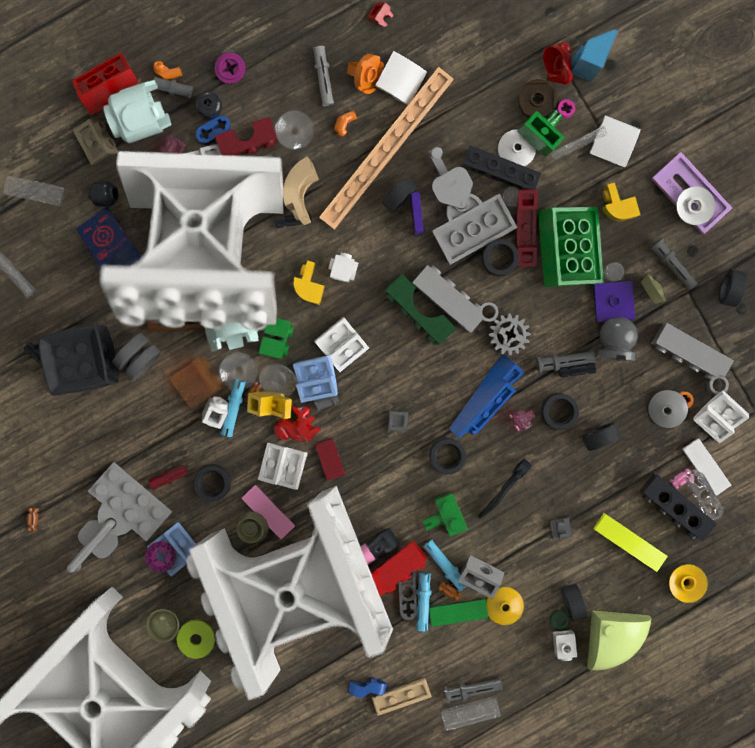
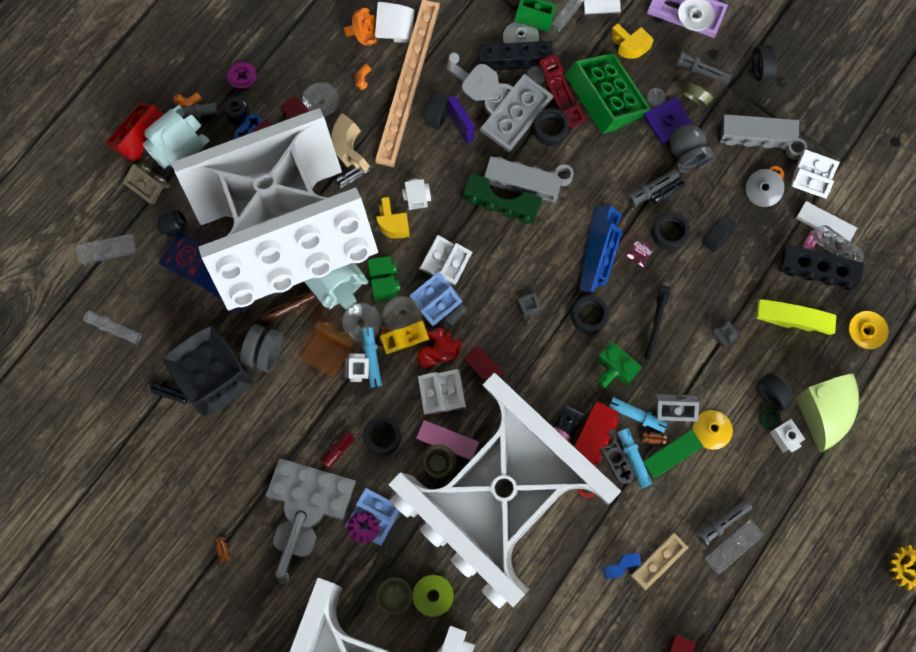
camera: 25 degrees left, 15 degrees down
(326, 95) = (321, 42): light grey pin -> none
(514, 322) = (584, 188): light grey gear -> none

